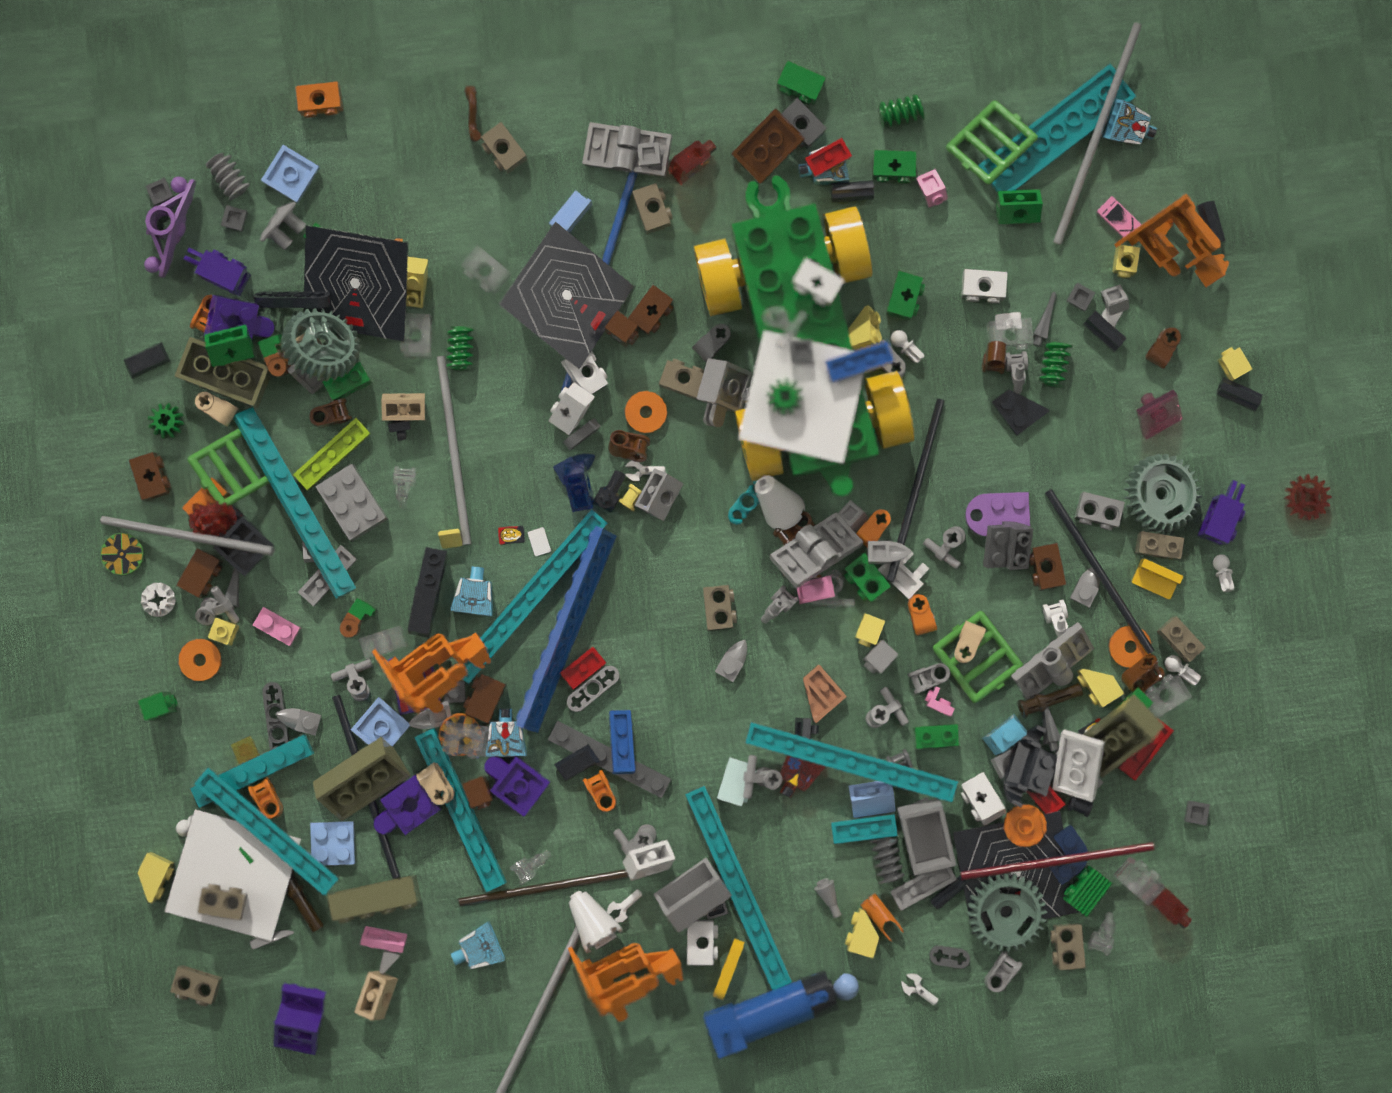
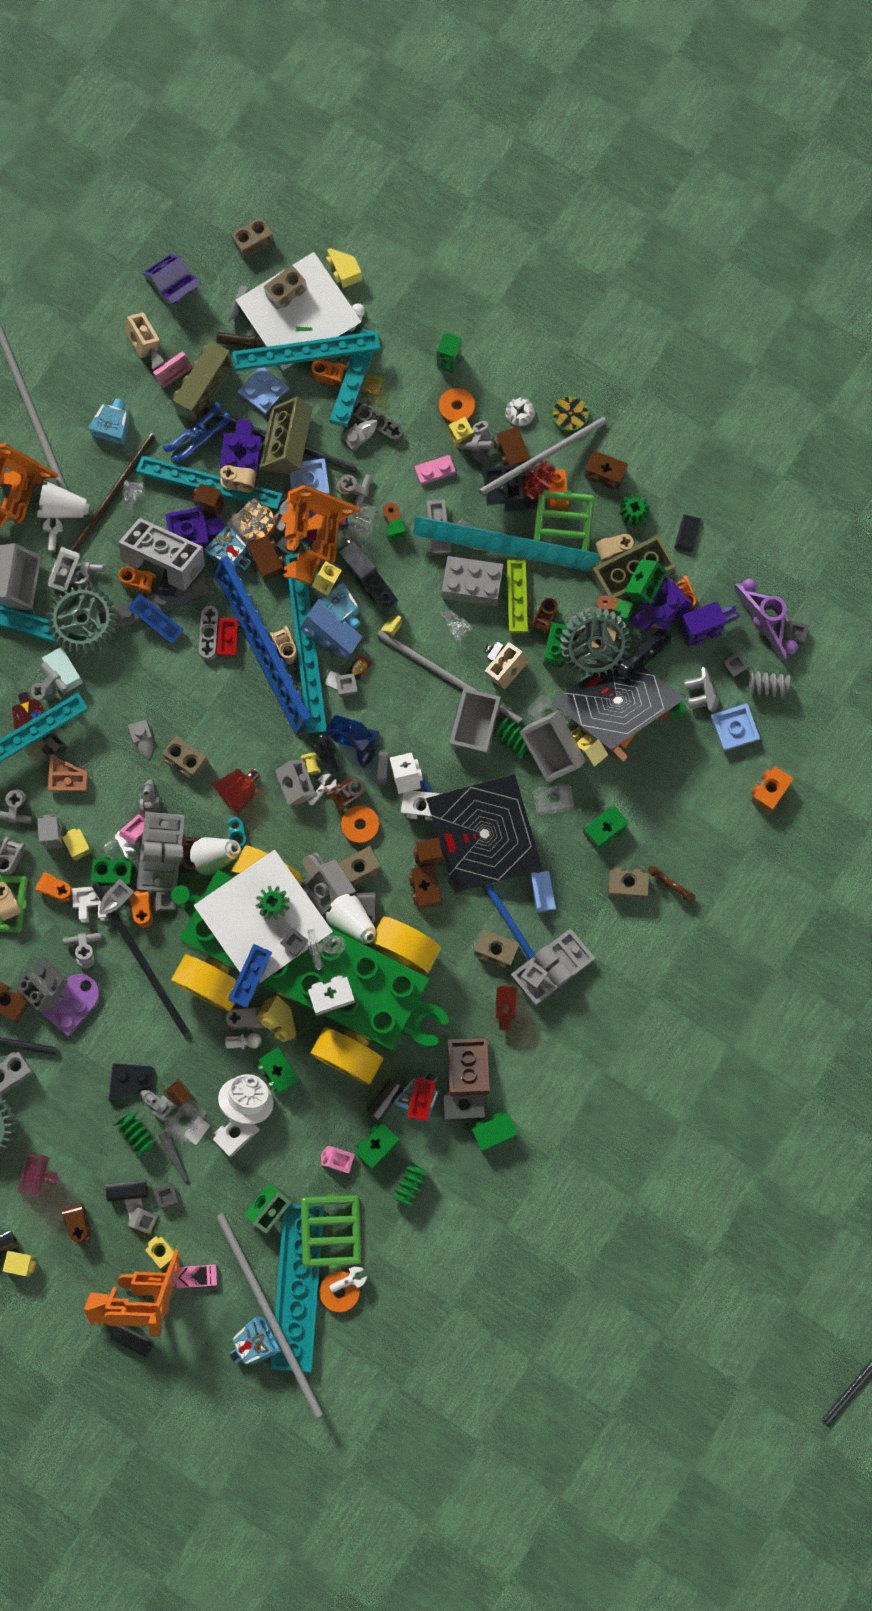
camera: 135 degrees right, 10 degrees down
(424, 862) = (198, 434): none -> blue piece
(442, 303) = (552, 746): none -> light grey piece
(459, 209) = (611, 818): none -> green brick
(459, 624) = (326, 578): none -> light yellow brick
(475, 389) = (475, 721): none -> light grey piece
(503, 580) = (330, 631): none -> medium blue wedge
(536, 528) = (346, 684): none -> light grey plate
(546, 614) = (284, 642): none -> tan piece
(554, 764) = (179, 556): none -> light grey plate
(679, 785) = (91, 629): none -> sand green gear
(705, 539) = (237, 788): none -> clear red torso
(735, 335) = (351, 919): none -> white cone
(952, 299) = (246, 1099): none -> white wheel
(1015, 94) = (349, 1280): none -> white bar
(1039, 88) = (331, 1301): none -> orange tile

